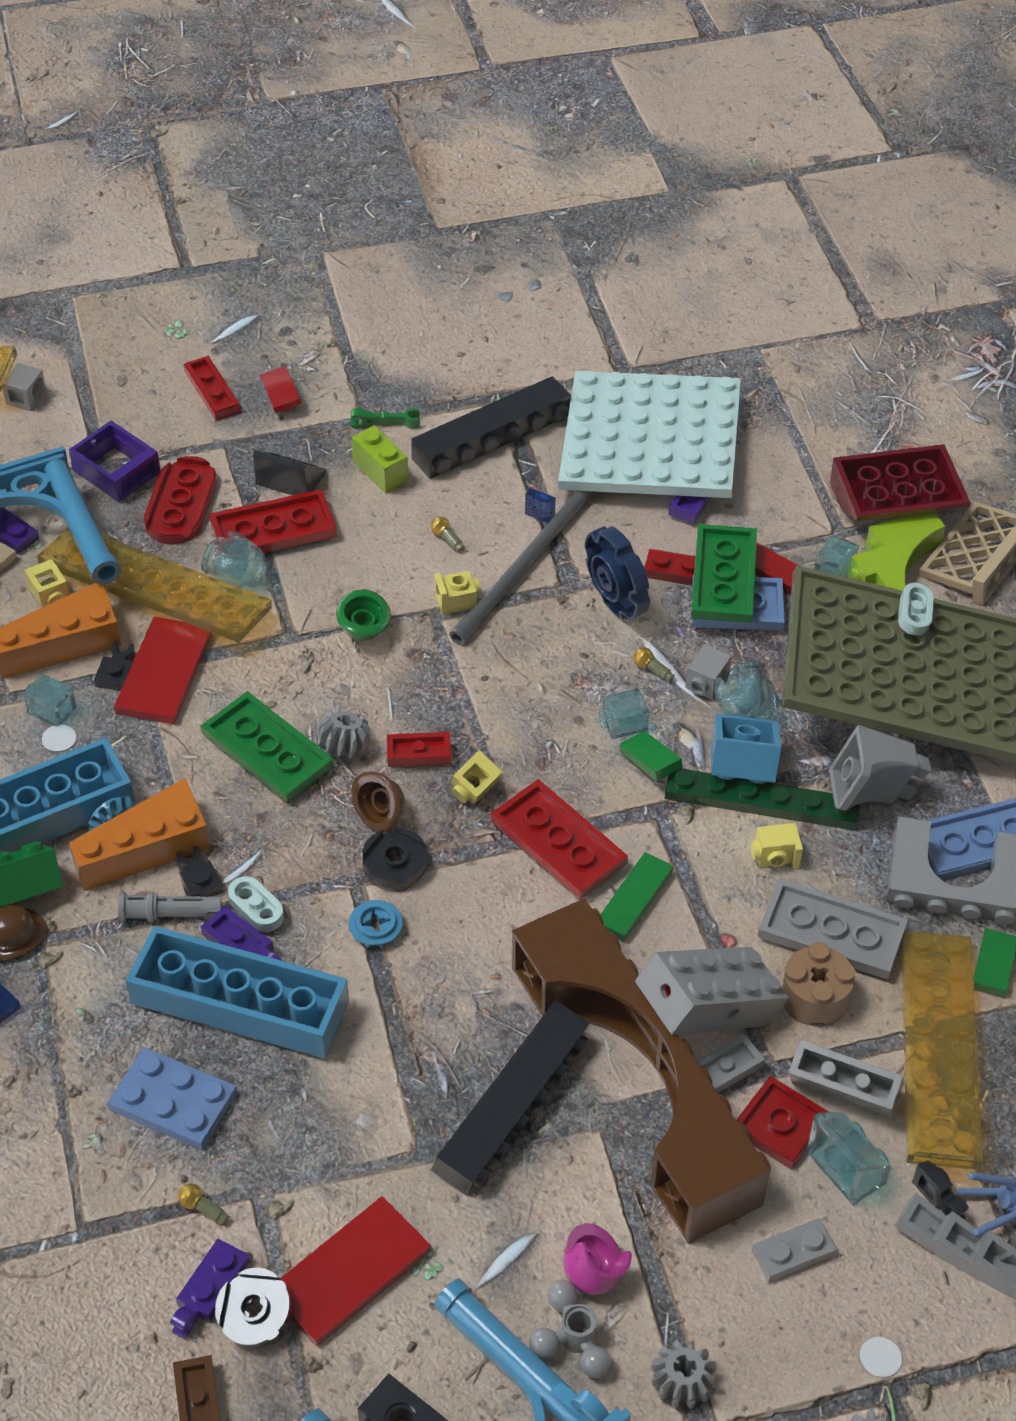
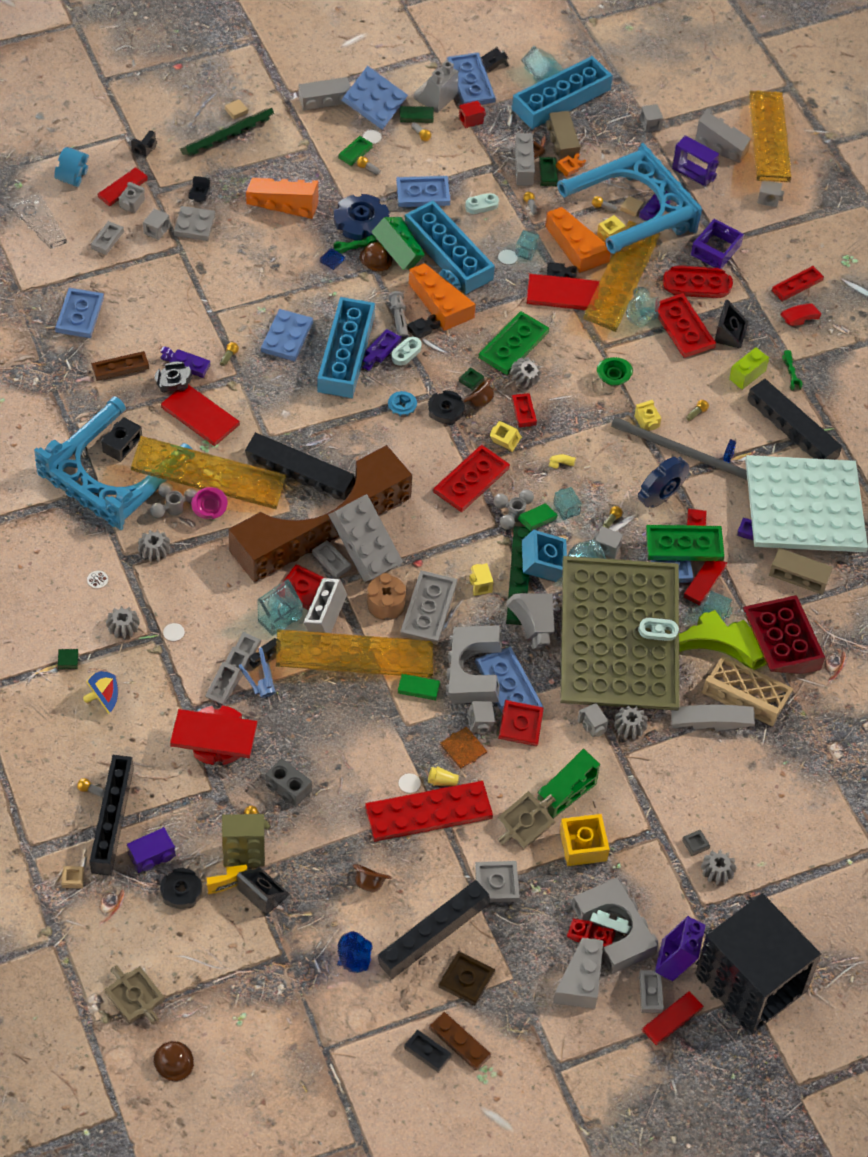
camera: 80 degrees right, 5 degrees up
(332, 817) = (471, 379): none -> dark green tile
(518, 1259) = (206, 470): none -> clear yellow plate
(528, 715) = (564, 459): none -> light yellow arm
(631, 785) = (501, 501): none -> light grey piece
(635, 895) = (439, 516): green tile -> none
(769, 460) = (800, 571): none -> dark tan brick
(794, 1250) = (227, 593): light grey plate -> none

